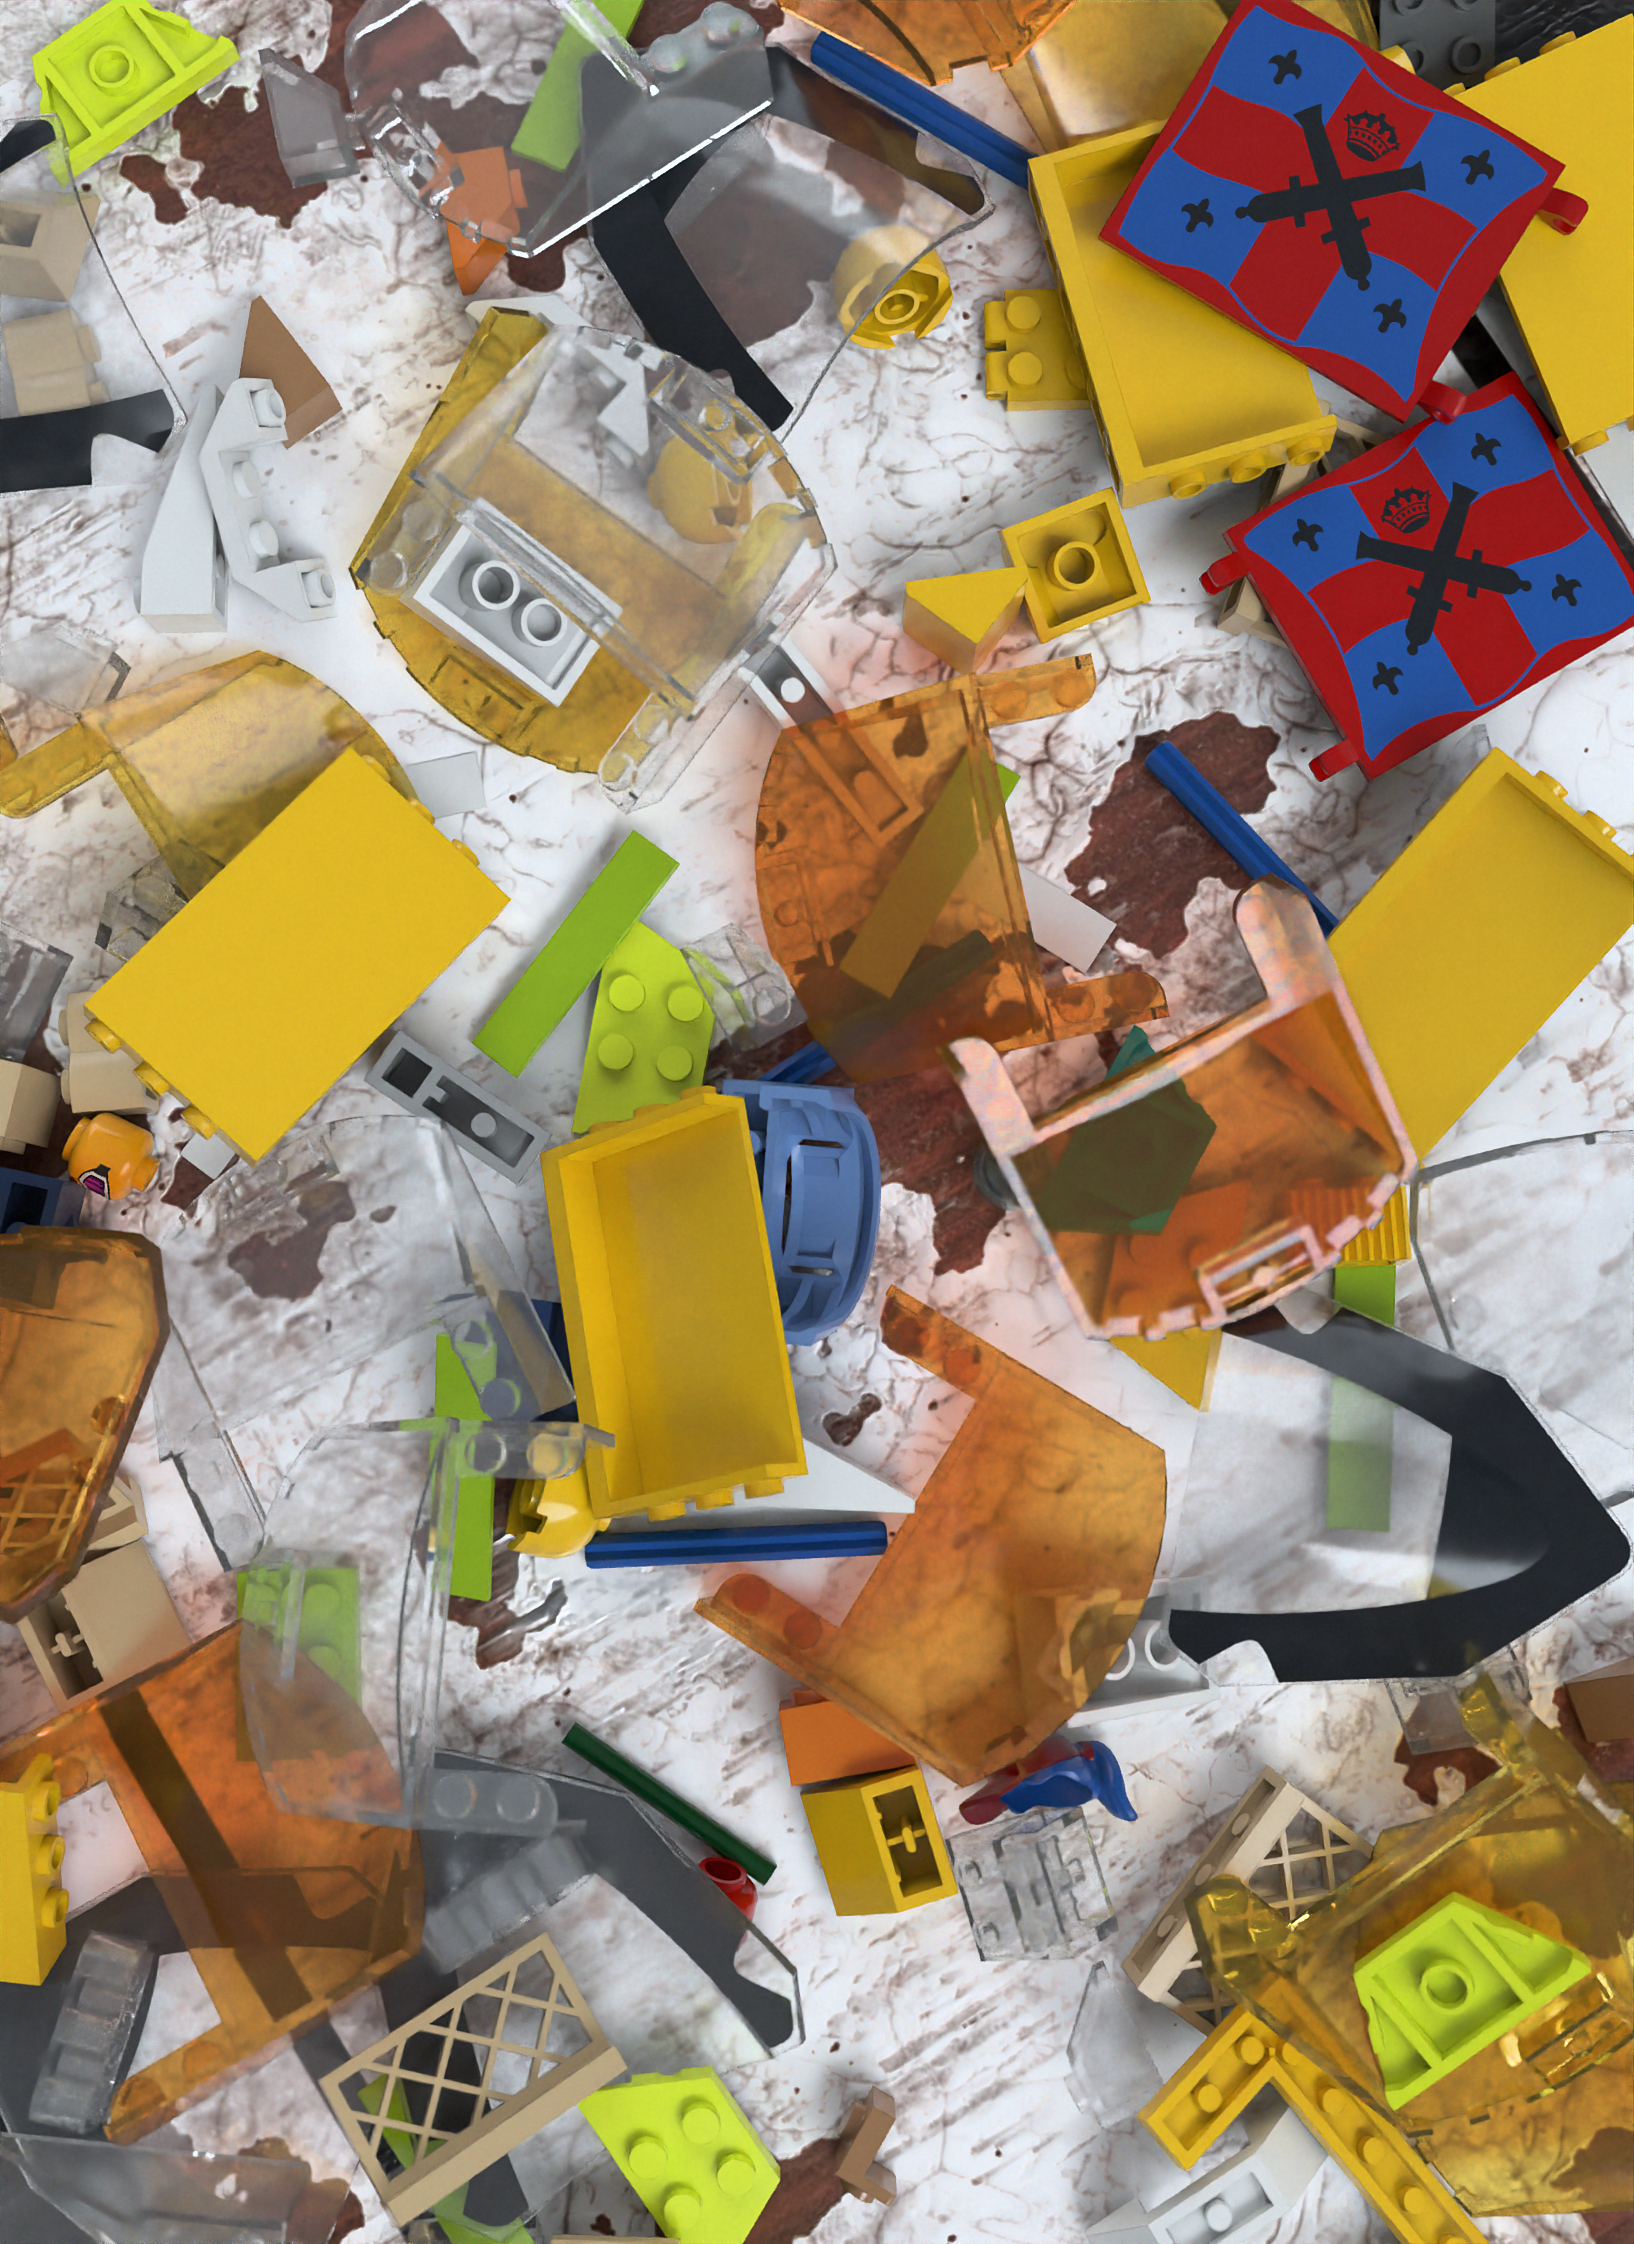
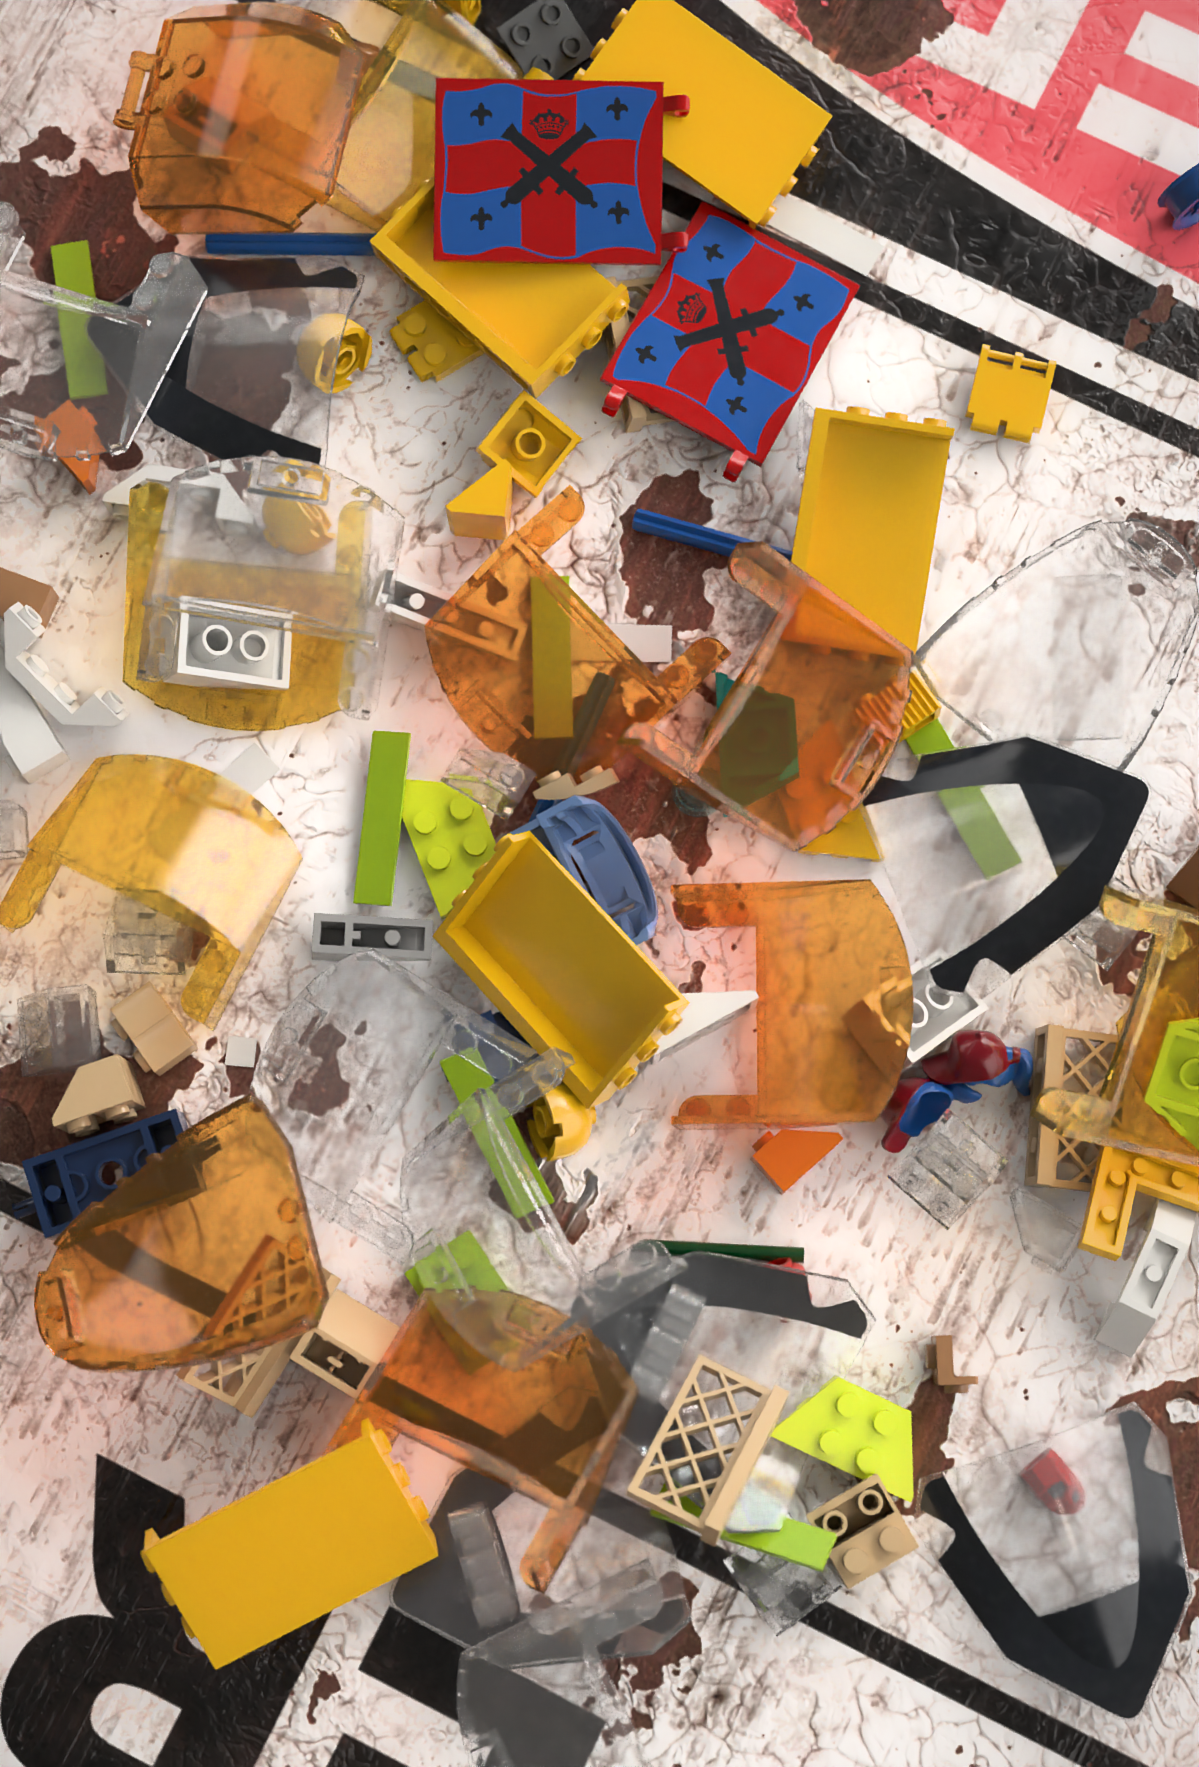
camera: 35 degrees left, 5 degrees down
(110, 1156) = (189, 1085): light orange head -> none
(296, 957) = (233, 907): yellow panel -> none
(736, 1544) = (672, 1086): blue axle -> none
(835, 1065) = (563, 787): none -> tan slope
(880, 1842) = (850, 1194): yellow slope -> none
(1163, 1768) = (980, 1059): none -> dark red hair

